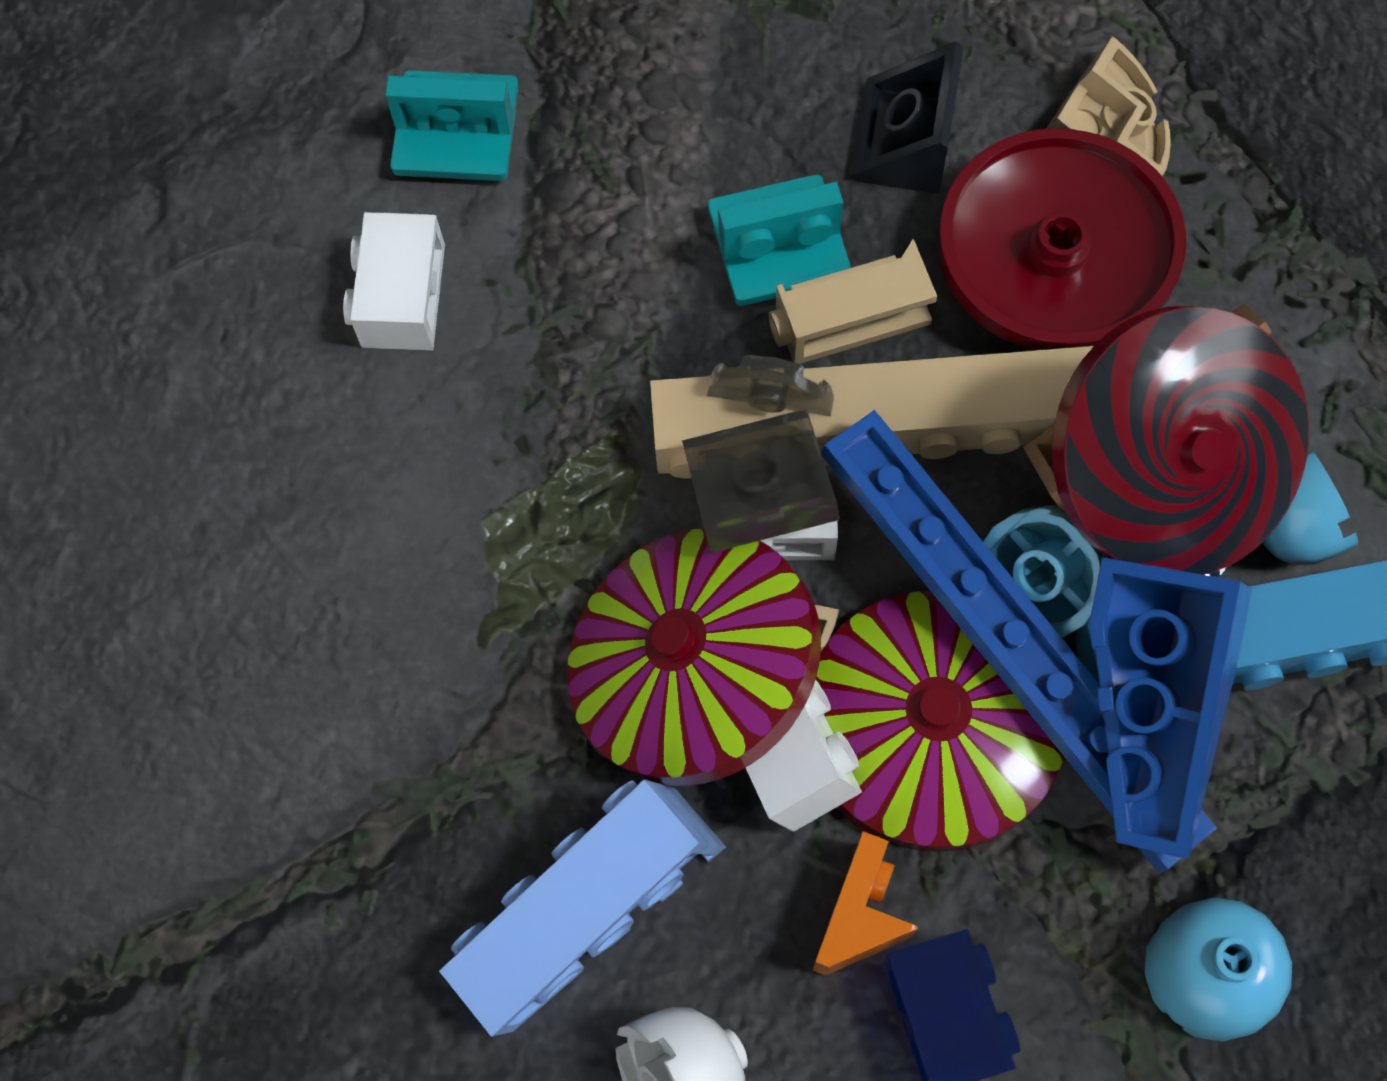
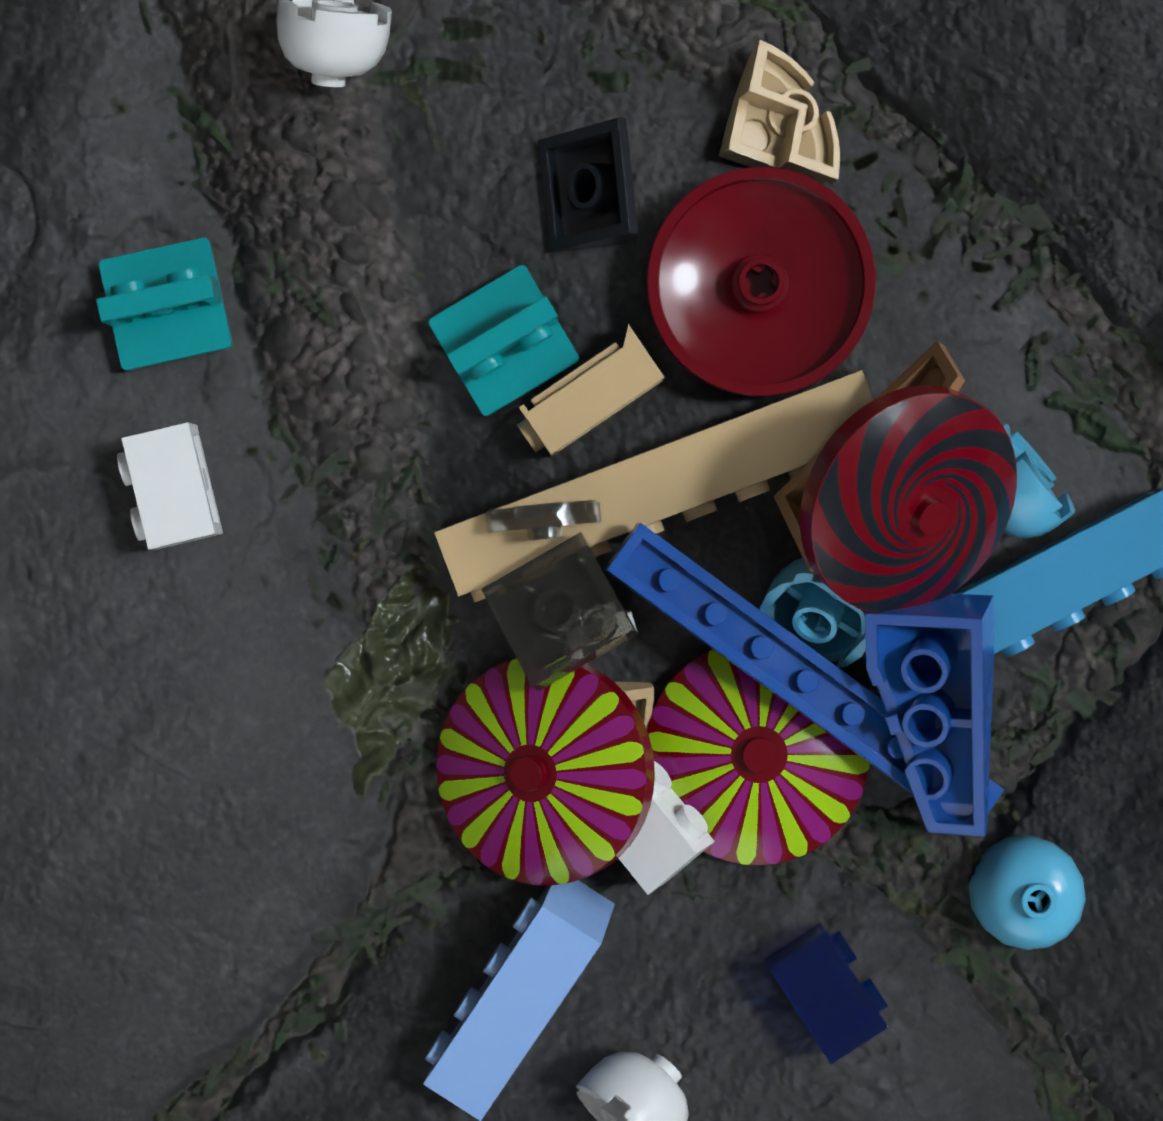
camera: 20 degrees left, 20 degrees up
(855, 928) = (735, 948): orange slope -> none

